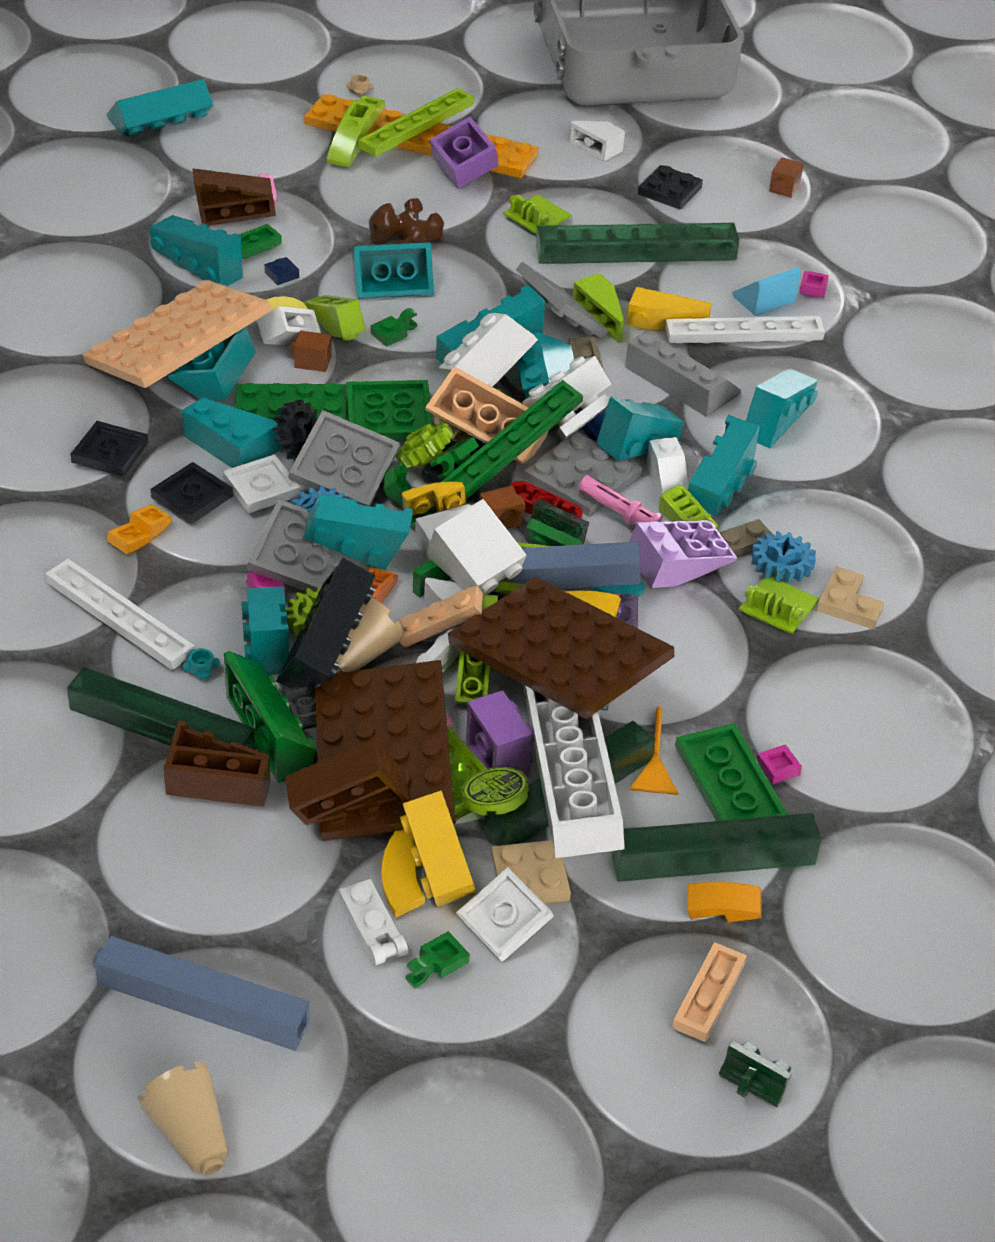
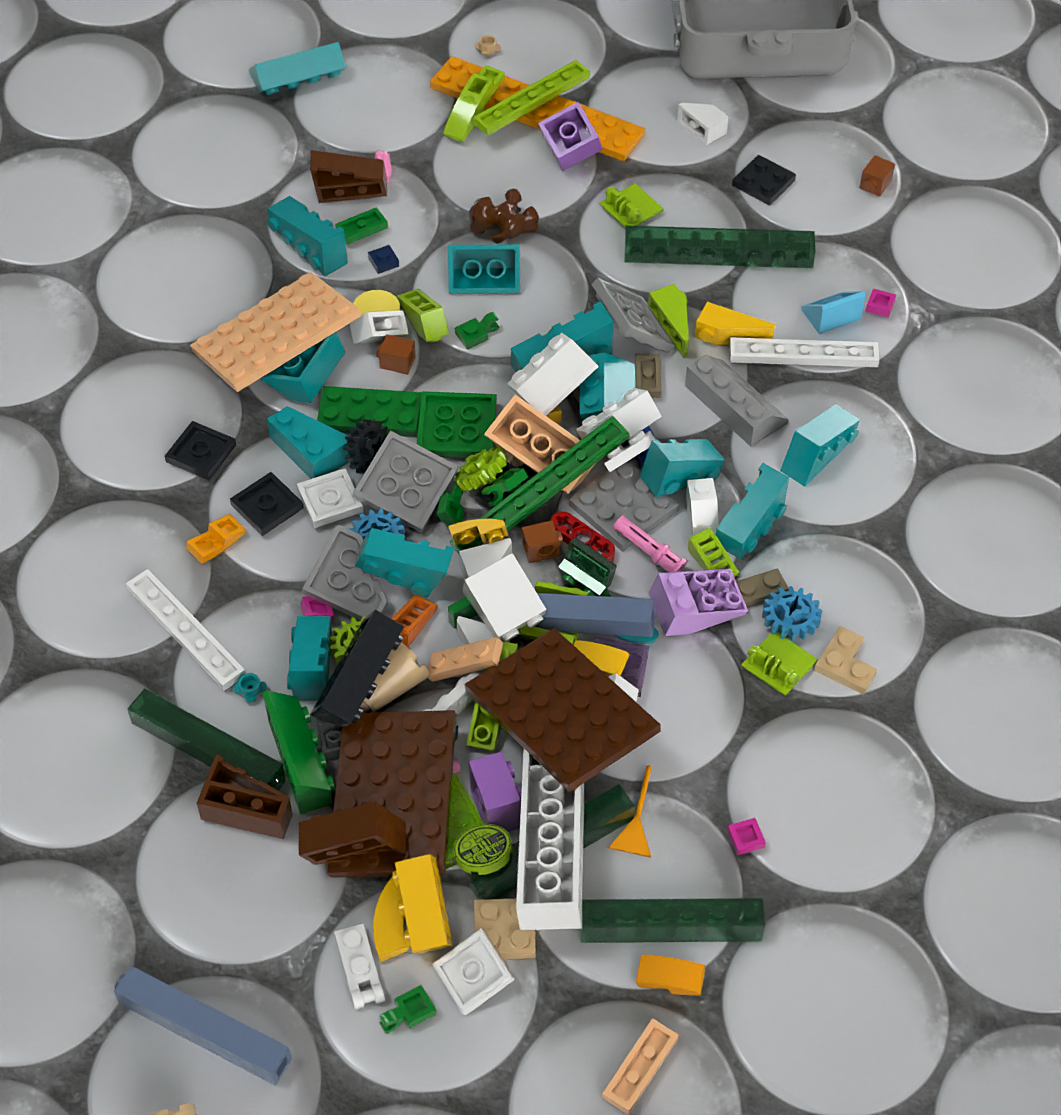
camera: 10 degrees right, 10 degrees up
(728, 774) = (699, 847): green plate -> none

